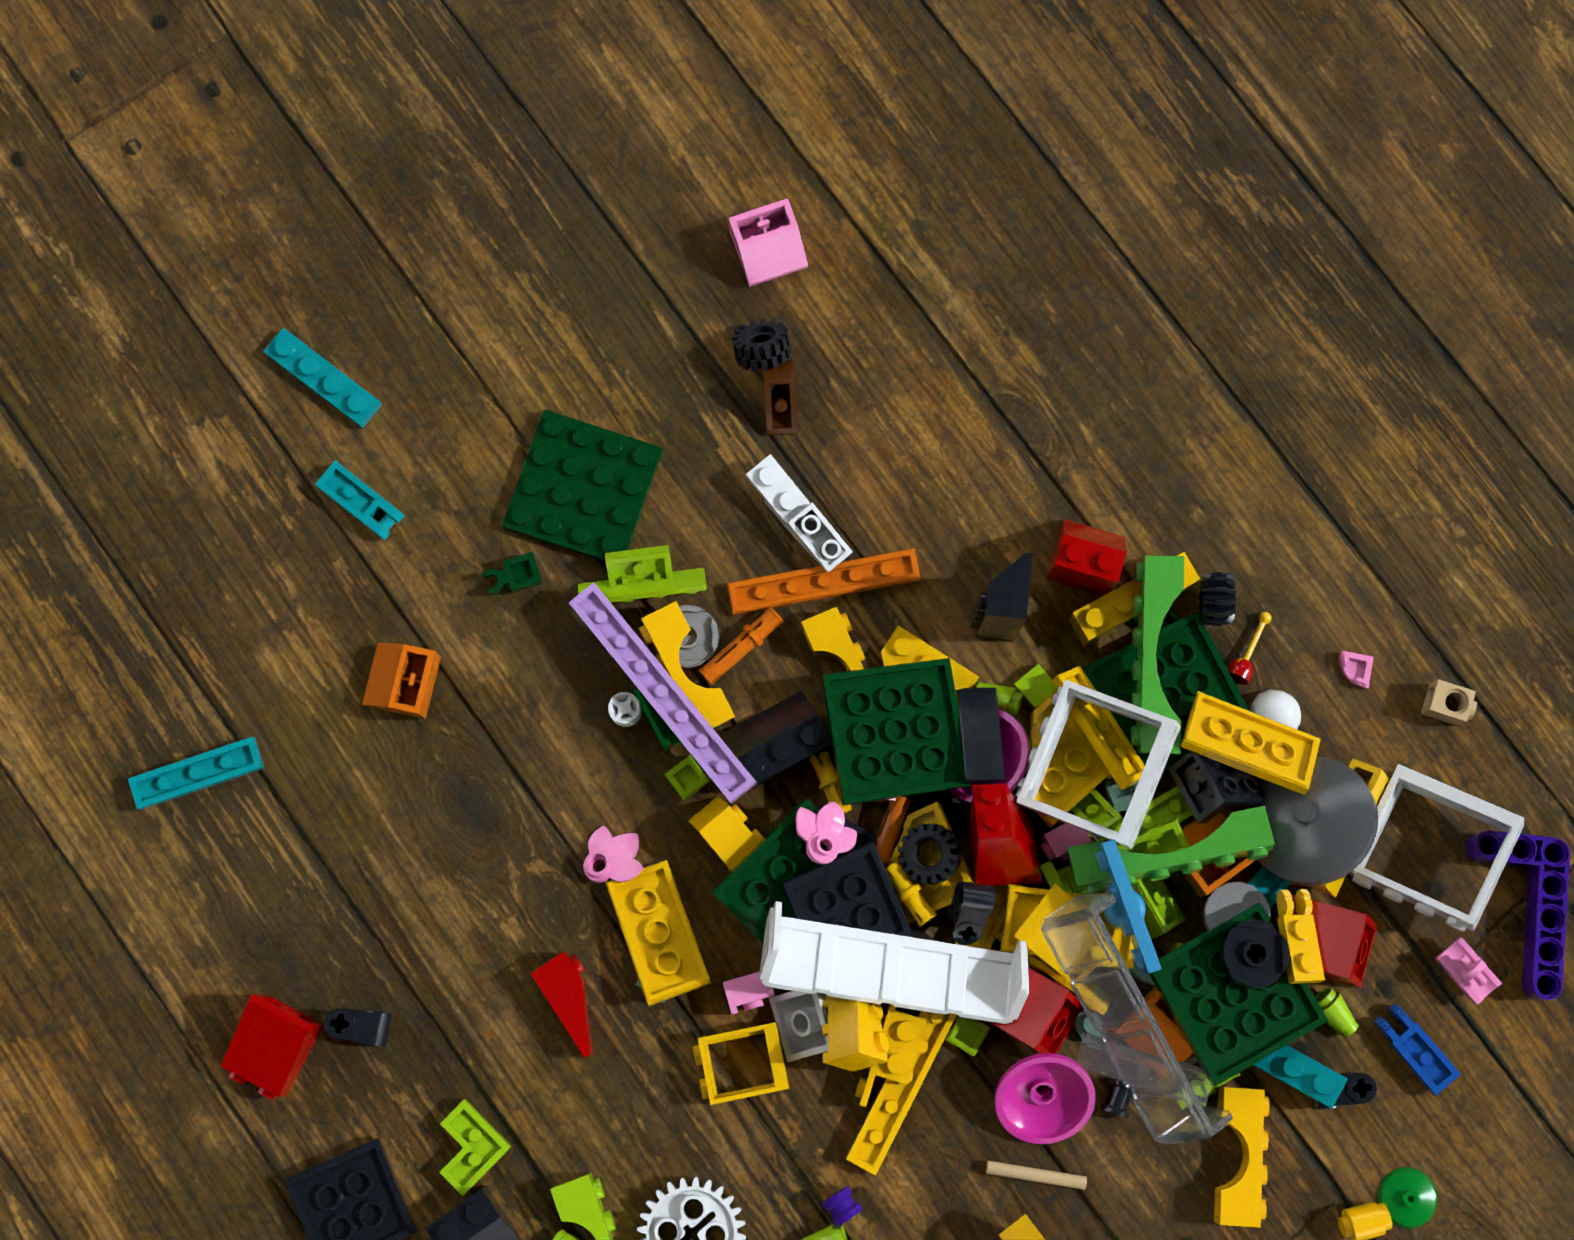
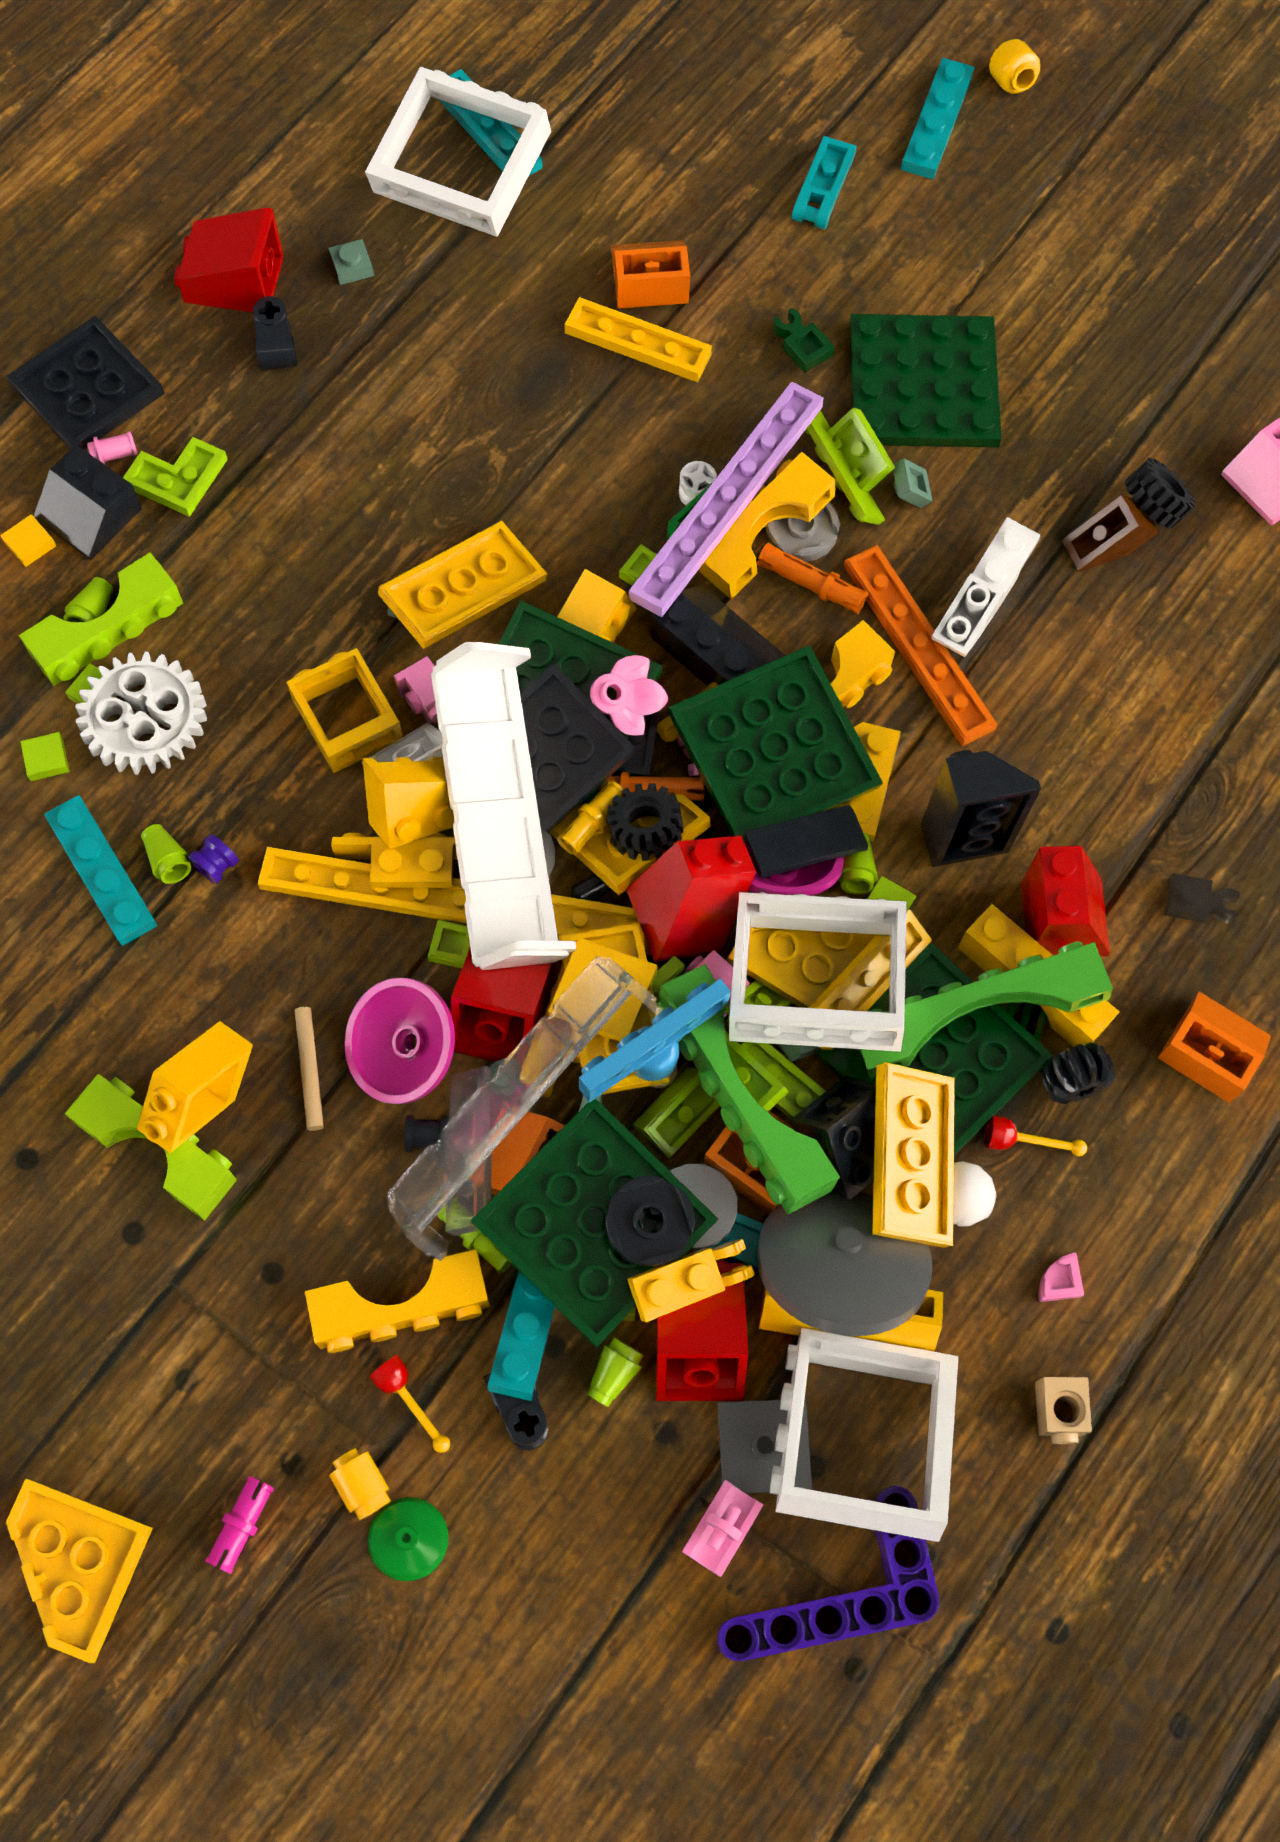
camera: 70 degrees right, 10 degrees down
(192, 759) = (443, 201): none -> white window
(297, 936) = (351, 262): none -> sand green plate
(298, 294) = (1014, 66): none -> yellow head
(423, 1197) = (112, 447): none -> bright pink pin
(466, 712) = (638, 339): none -> yellow plate
(566, 992) = (364, 518): red slope -> none
(615, 853) = (531, 519): bright pink plate -> none
(682, 535) = (912, 483): none -> sand green plate
(970, 910) = (591, 881): black piece -> none
(1101, 457) = (1194, 899): none -> clear smoke plate
(1222, 488) = (1215, 1048): none -> orange slope
(1294, 1177) = (392, 1378): none -> hinge
(1411, 931) = (749, 1442): none -> dark grey plate
(1418, 1052) = (596, 1497): blue hinge -> none

